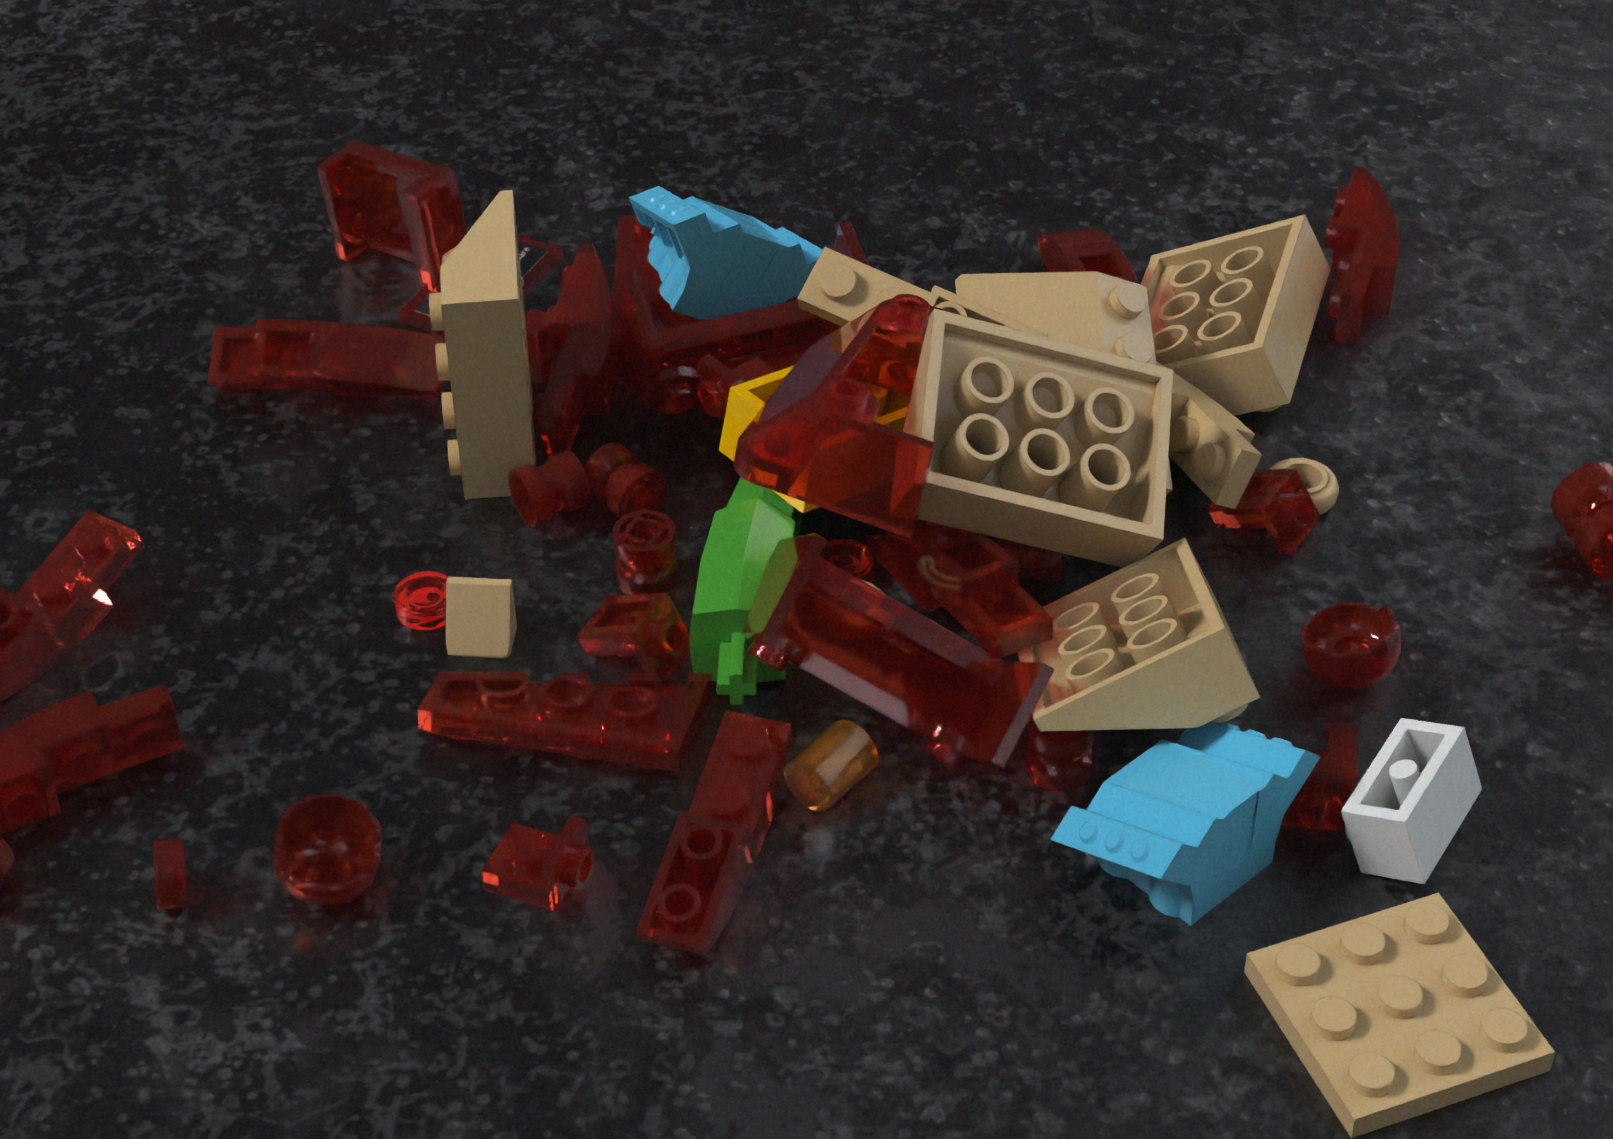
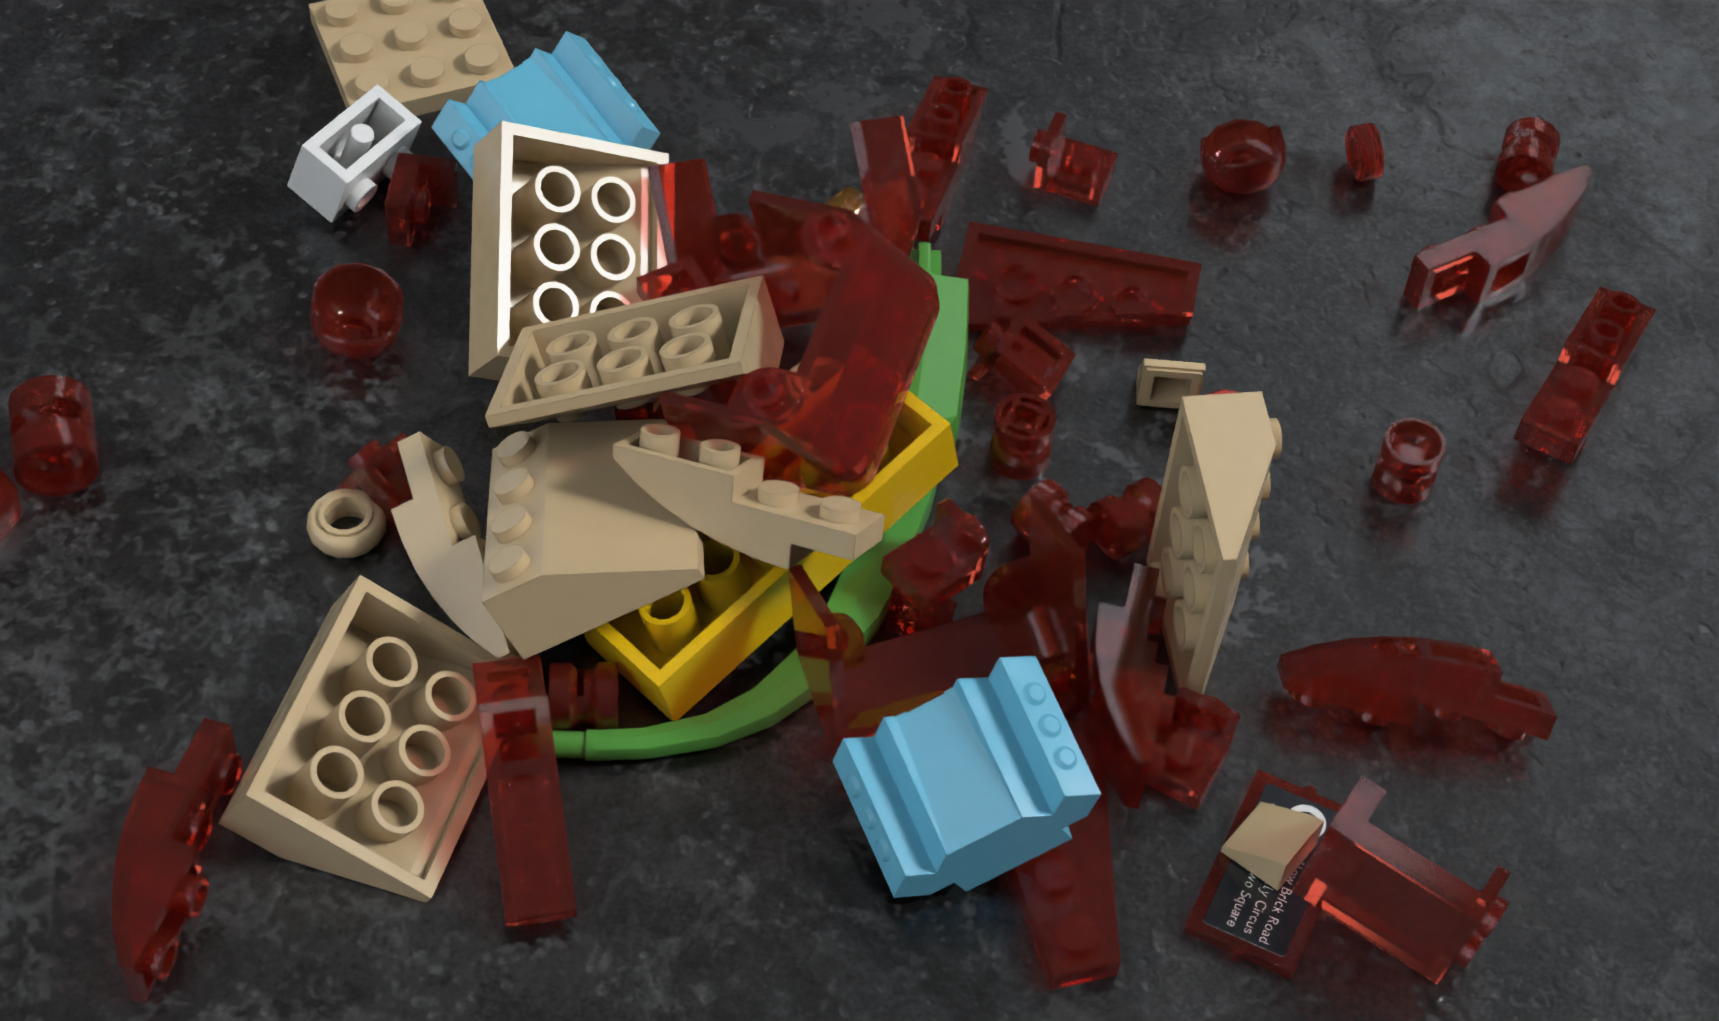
camera: 175 degrees right, 10 degrees up
(259, 551) = (1409, 460): none -> clear red wheel

